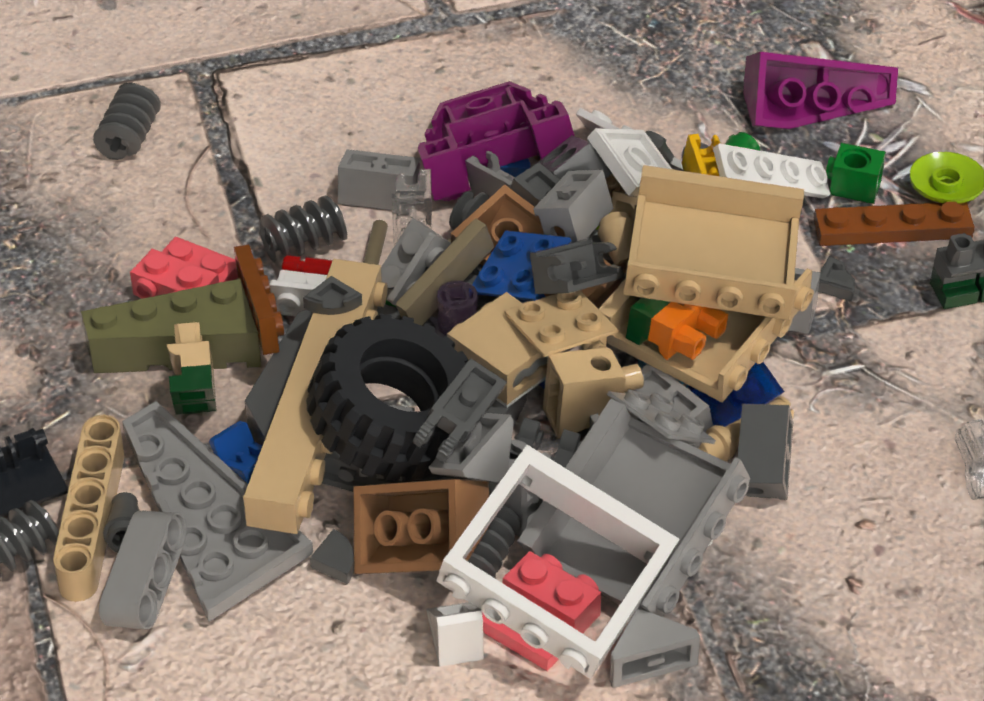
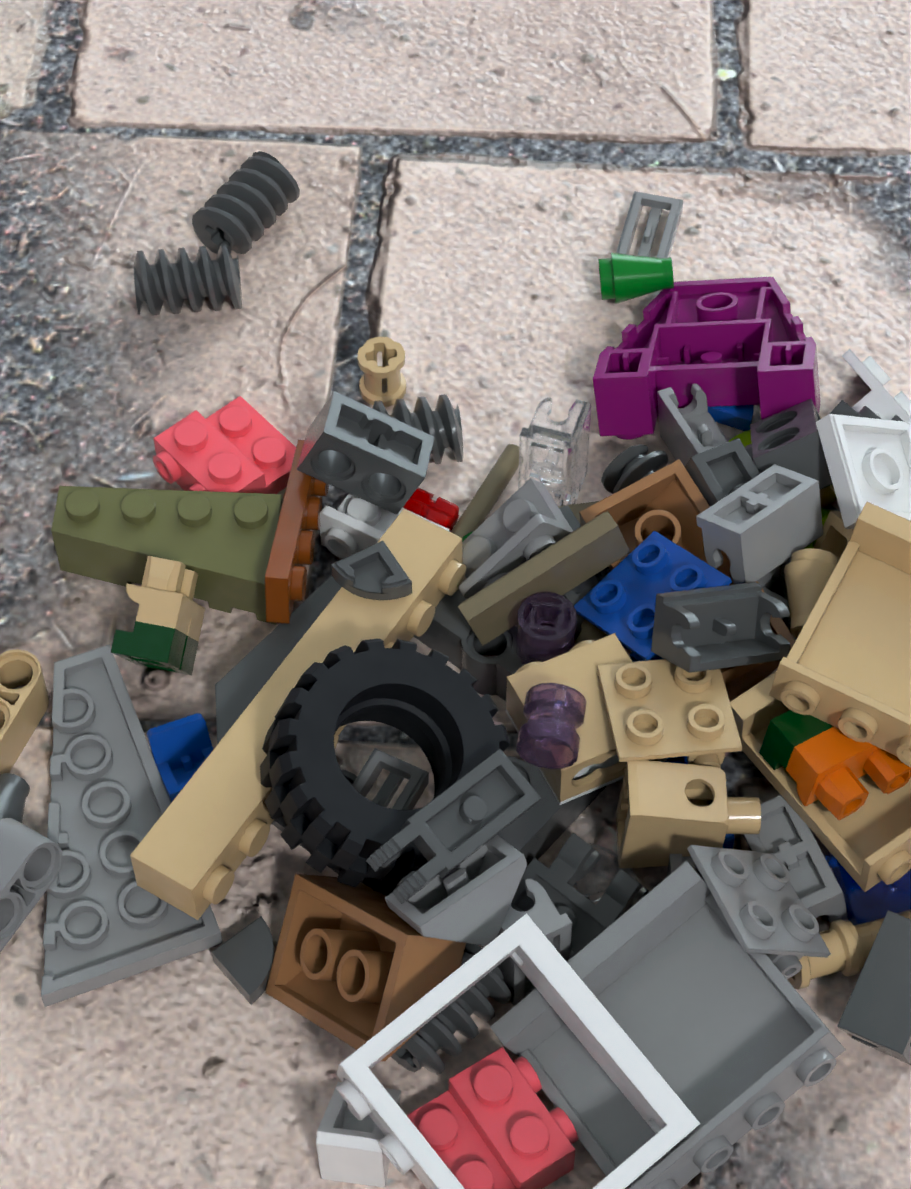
camera: 20 degrees right, 10 degrees up
(105, 173) = (187, 280): none -> dark grey piece
(268, 197) = (392, 361): none -> tan bush
(289, 237) = (366, 453): none -> dark grey brick
(370, 177) = (523, 372): light grey hinge -> none
(414, 96) = (657, 204): none -> light grey tile
(415, 102) = (633, 276): none -> green cone
(493, 345) = (550, 733): none -> clear purple wheel

